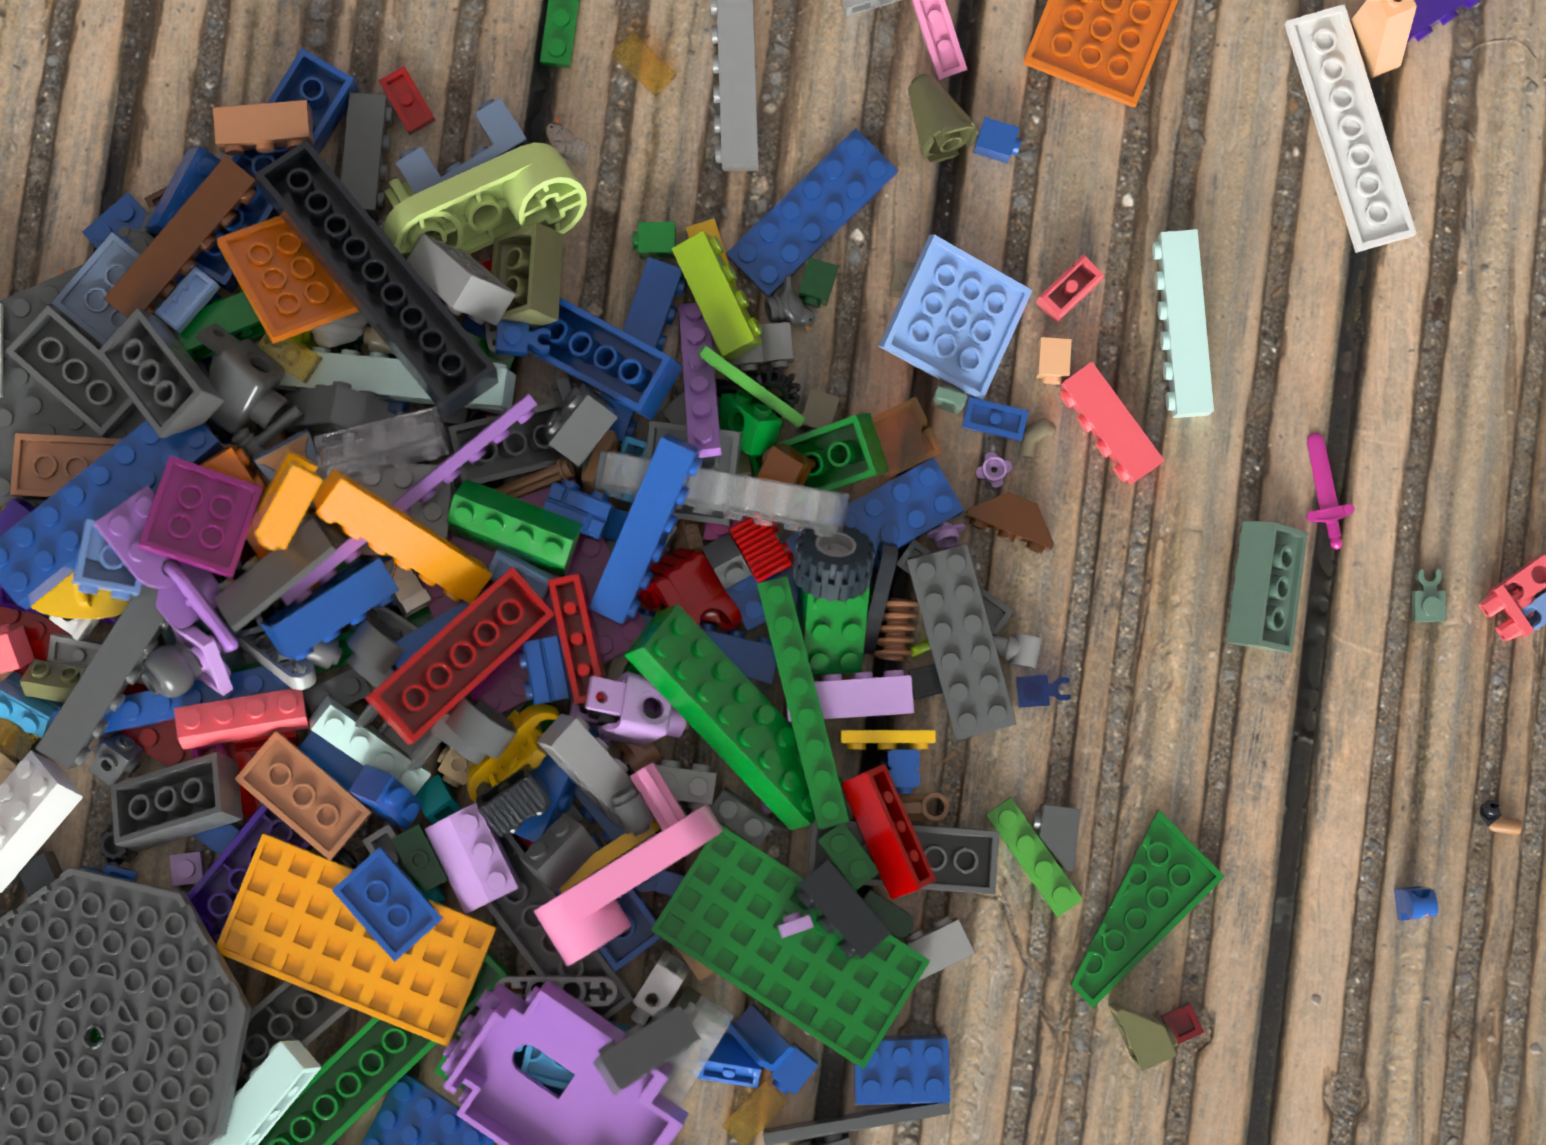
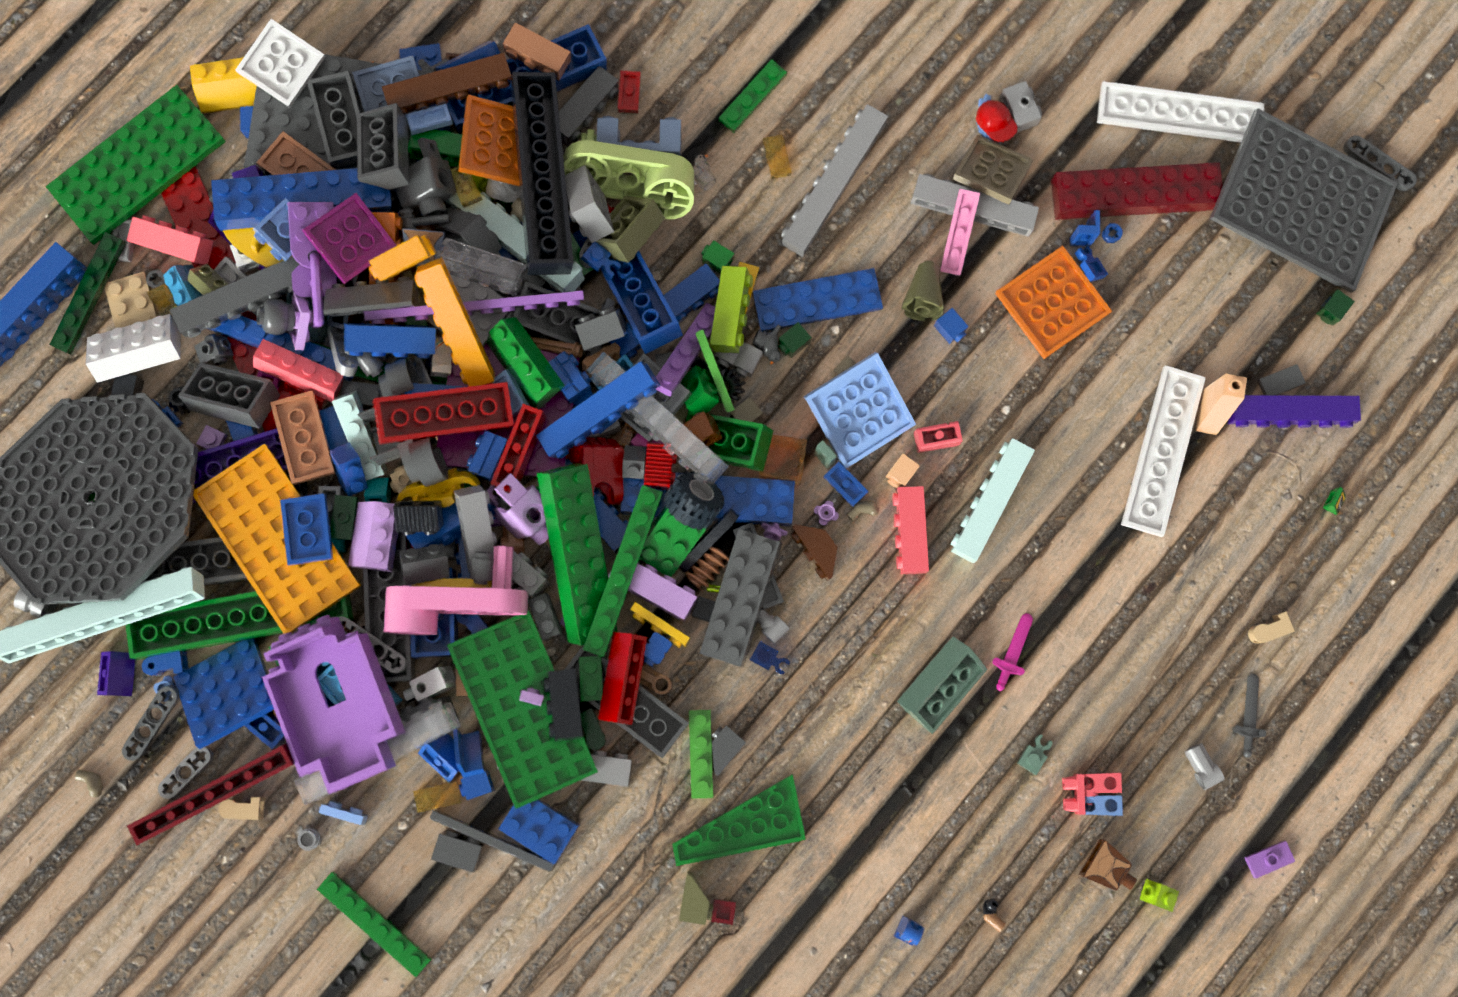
camera: 25 degrees right, 5 degrees down
(645, 1049) = (394, 708): dark grey brick -> none

